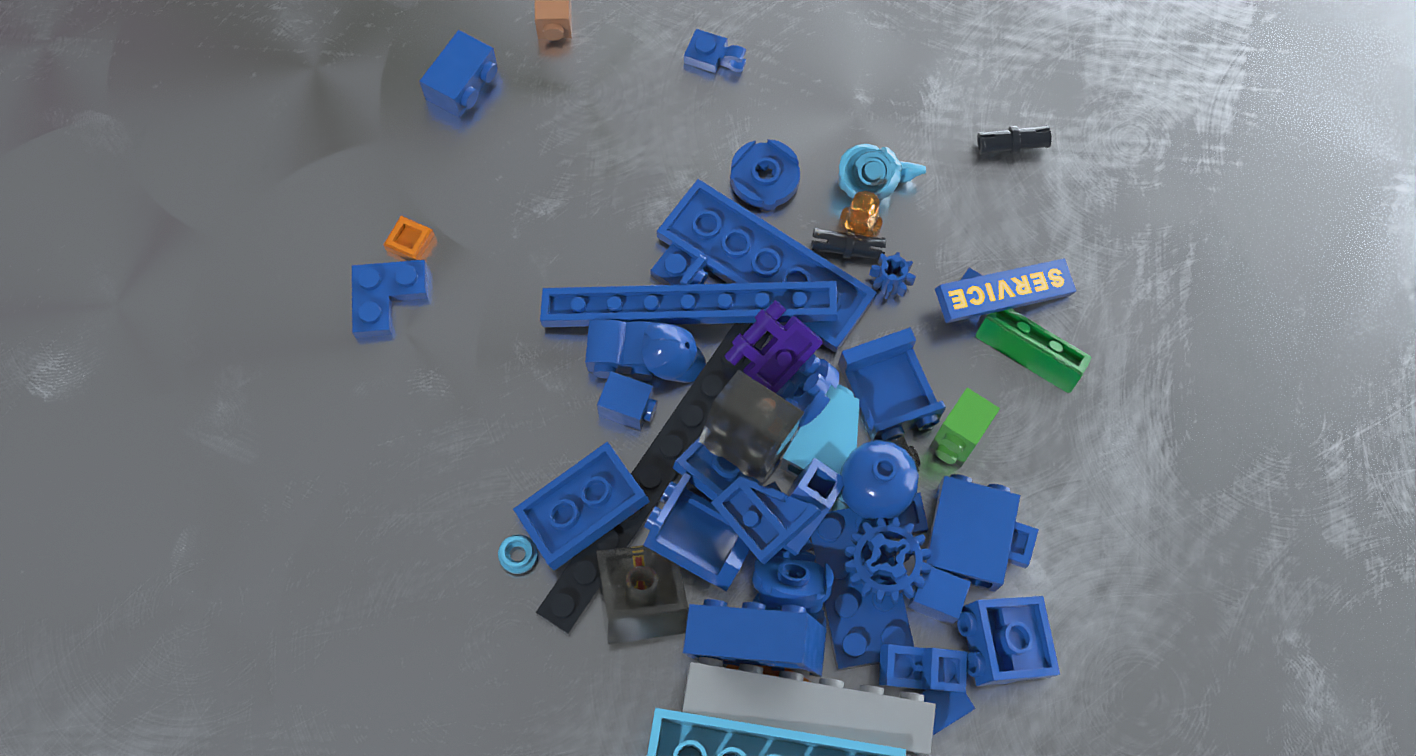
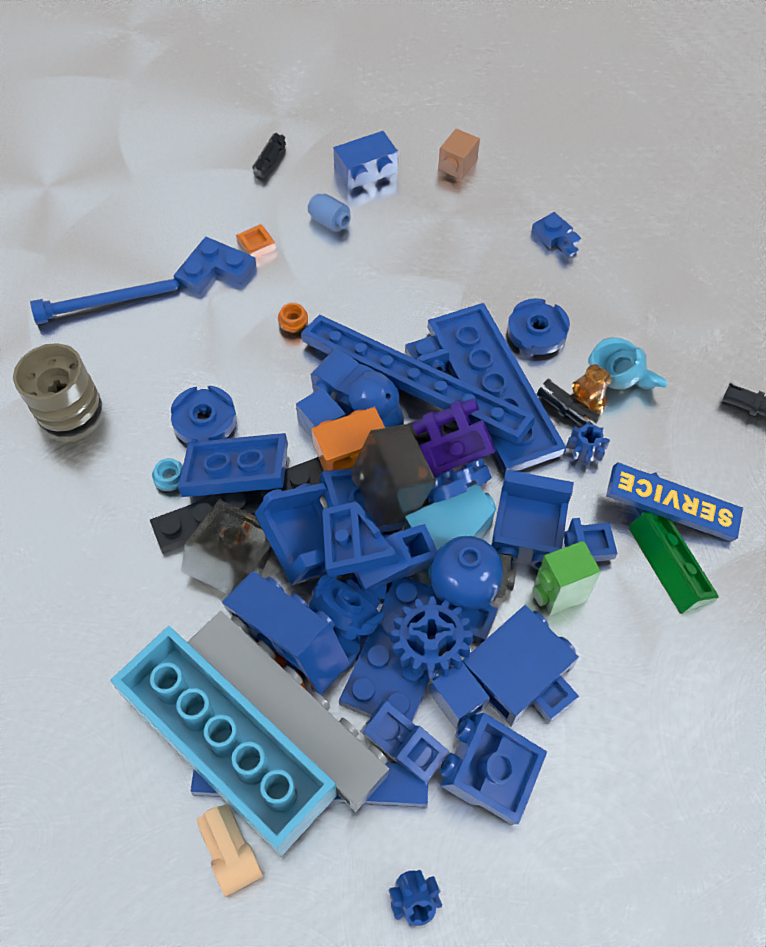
camera: 35 degrees right, 10 degrees down
(243, 455) = (45, 310): none -> blue piece
(319, 525) = (56, 387): none -> dark tan wheel
(344, 124) = (269, 155): none -> black axle
(465, 160) = (329, 212): none -> medium blue brick
(491, 455) = (191, 402): none -> blue plate
(511, 298) = (292, 311): none -> orange plate
(679, 412) = (342, 439): none -> orange brick
(955, 375) = (596, 536): none -> blue bracket

